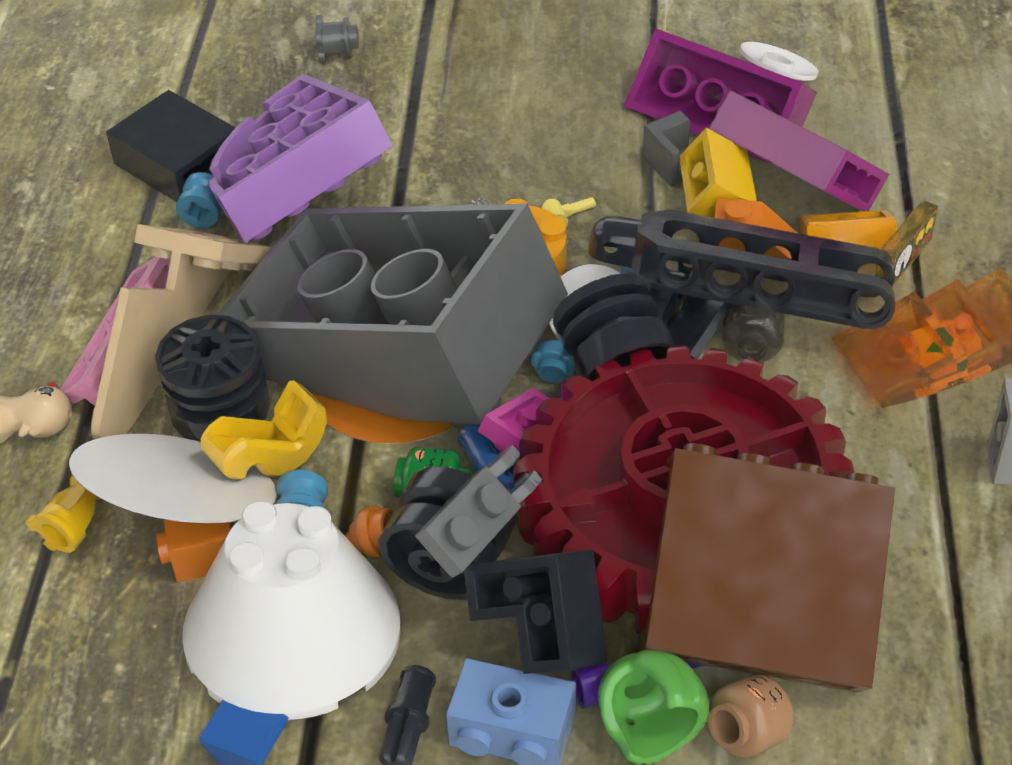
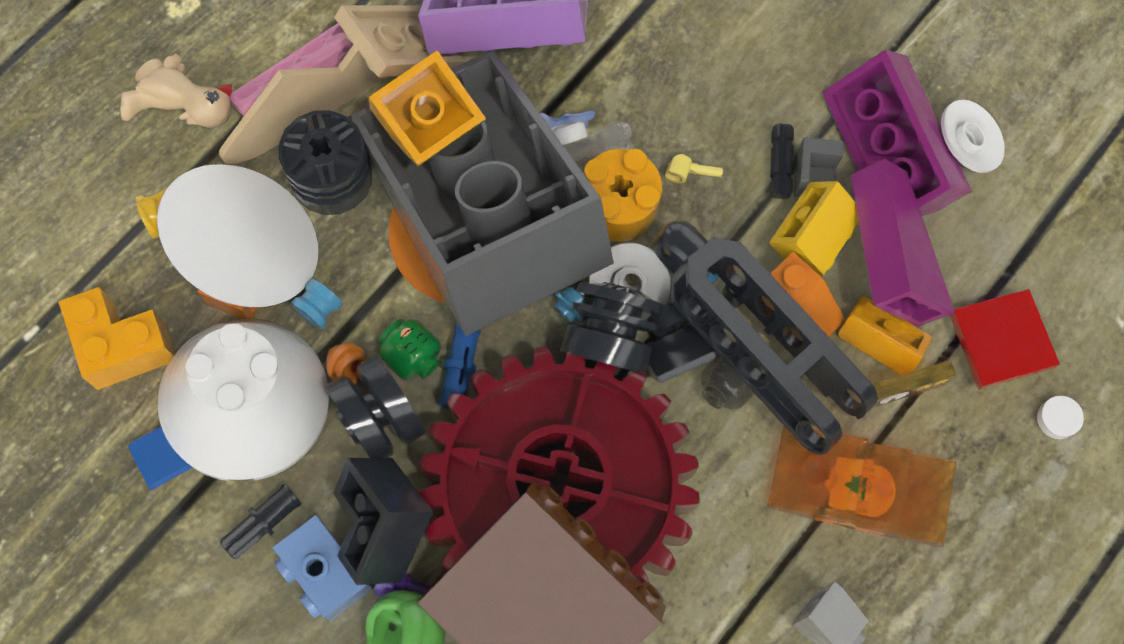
camera: 30 degrees right, 25 degrees up
(104, 665) = (113, 348): none -> light orange brick
(268, 445) = (322, 240): yellow animal -> none
(286, 262) = (425, 109): none -> light orange slope
(475, 514) = (382, 427): dark grey hinge -> none
(508, 422) = (487, 348): dark pink plate -> none
(638, 164) = (781, 161): none -> black axle
(945, 174) = (1004, 339): none -> red tile

